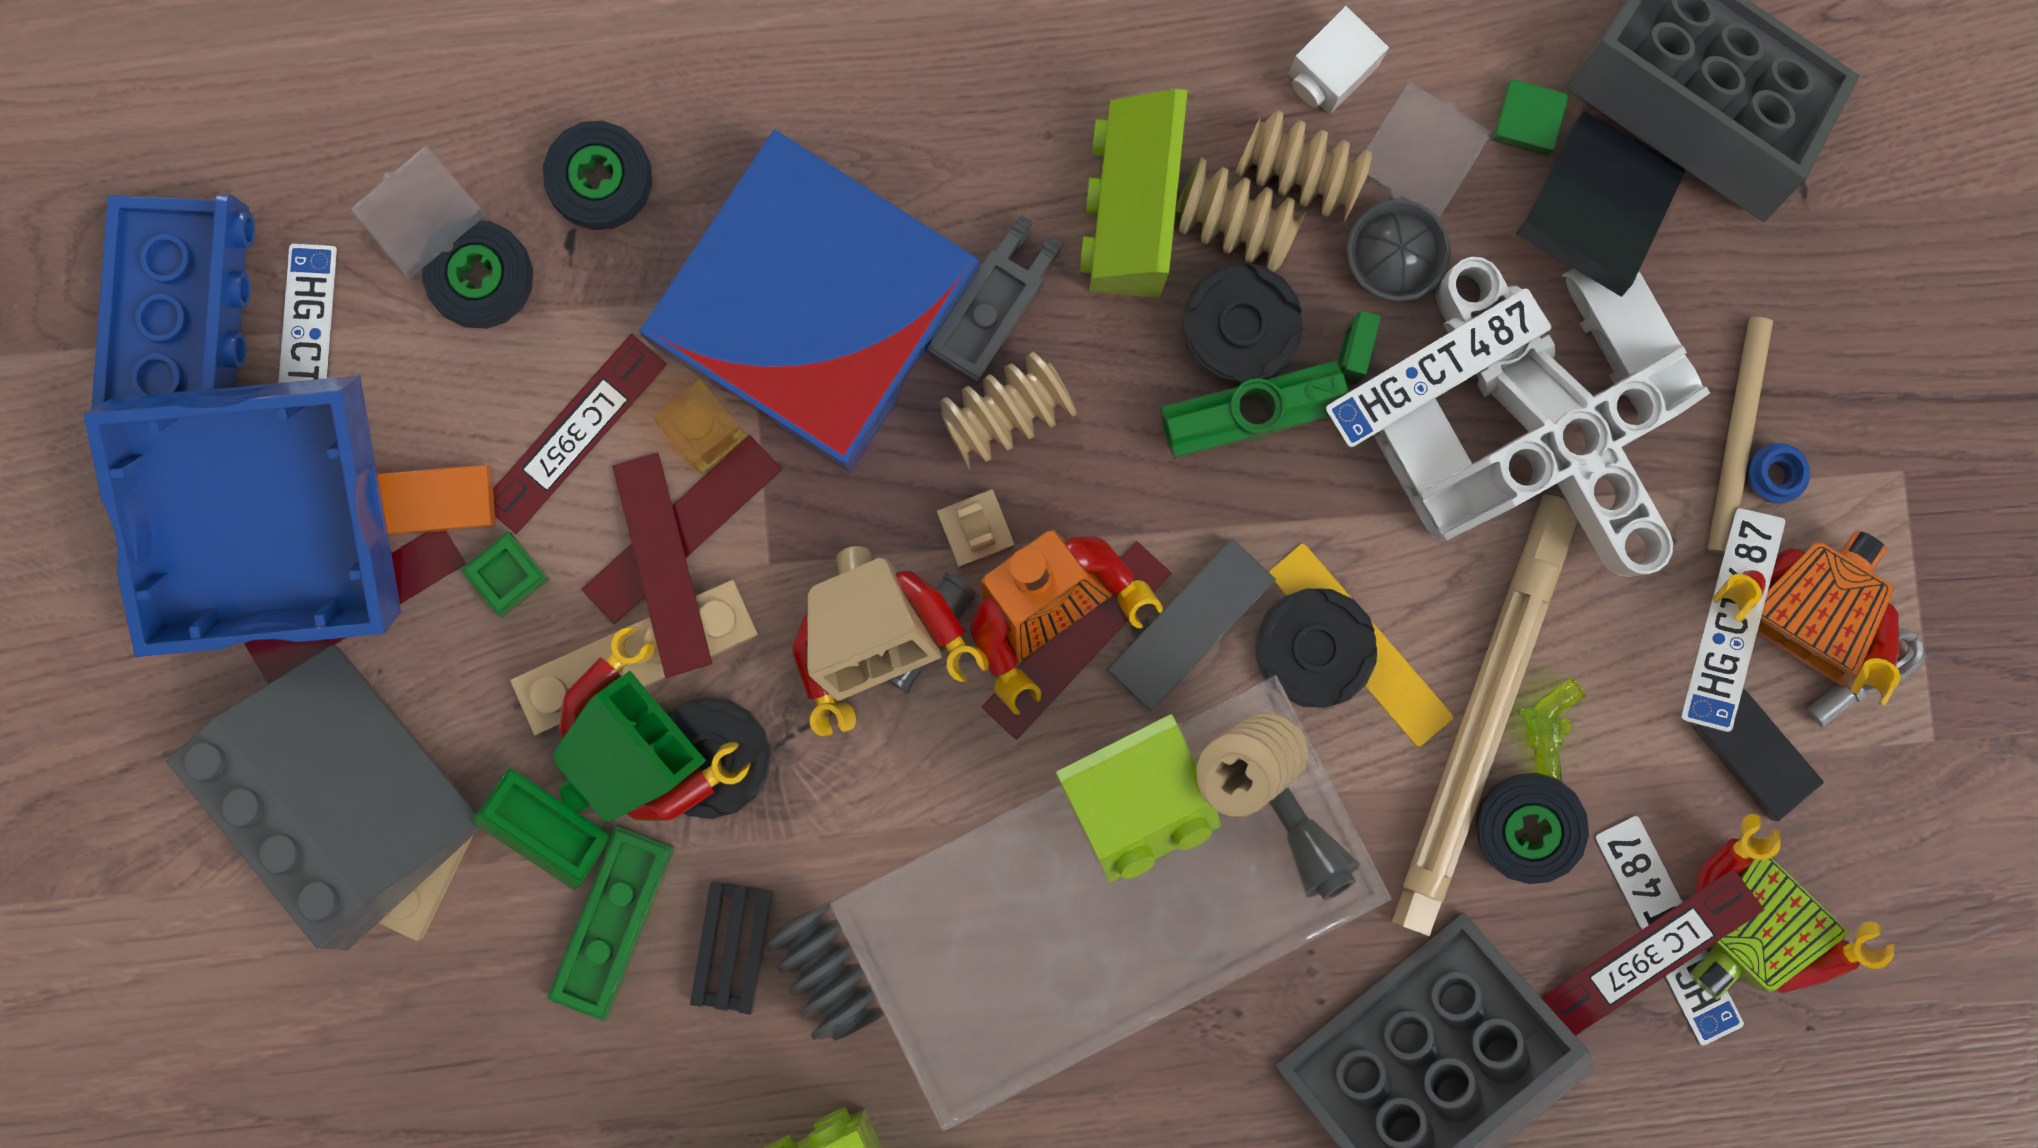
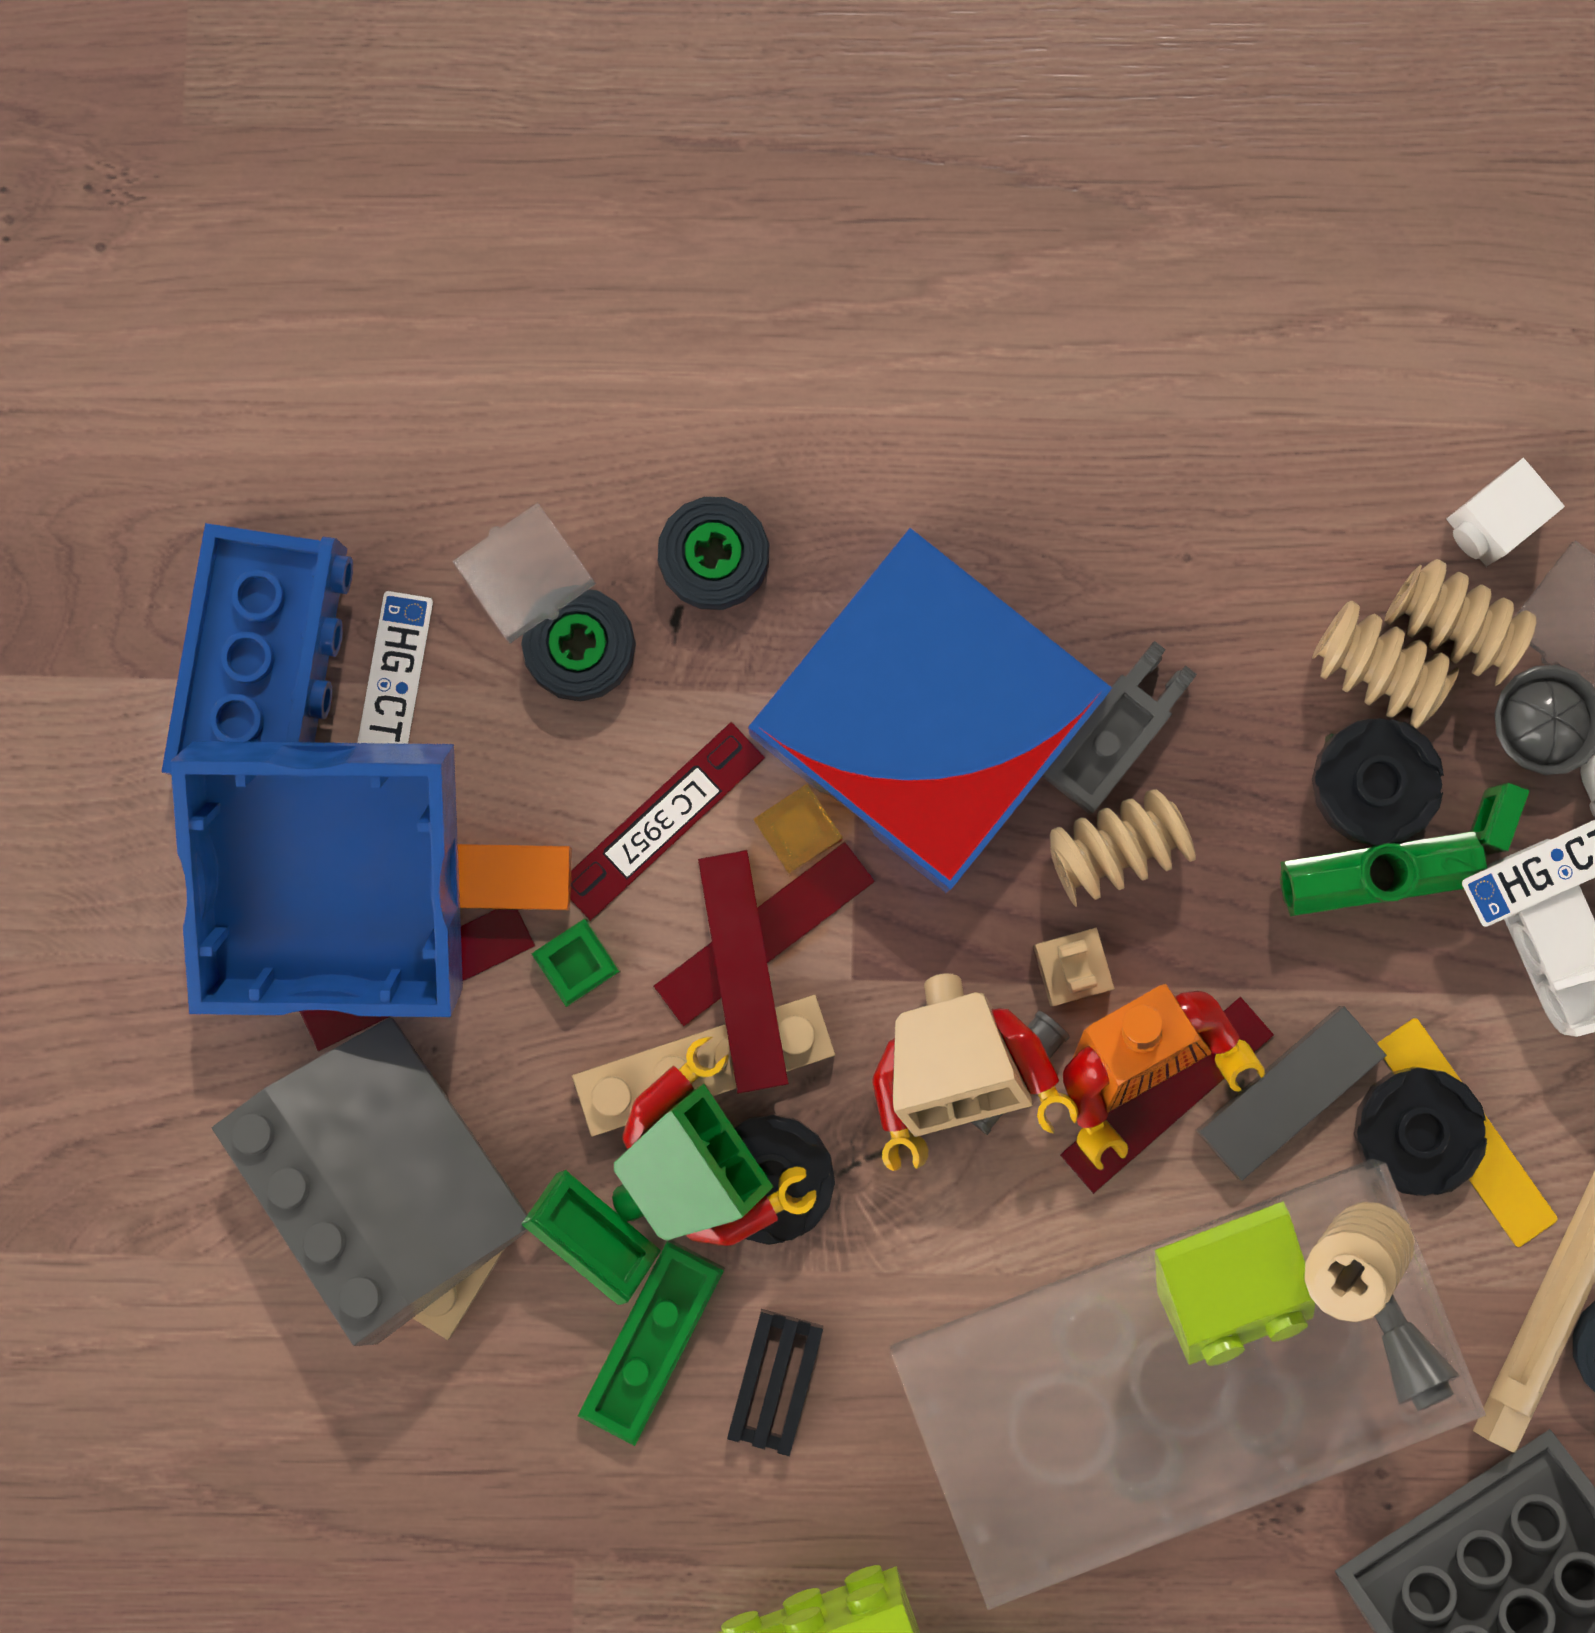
camera: 15 degrees right, 0 degrees up
(825, 975) = (875, 1424): dark grey piece -> none
(1135, 194) = (1282, 633): lime slope -> none

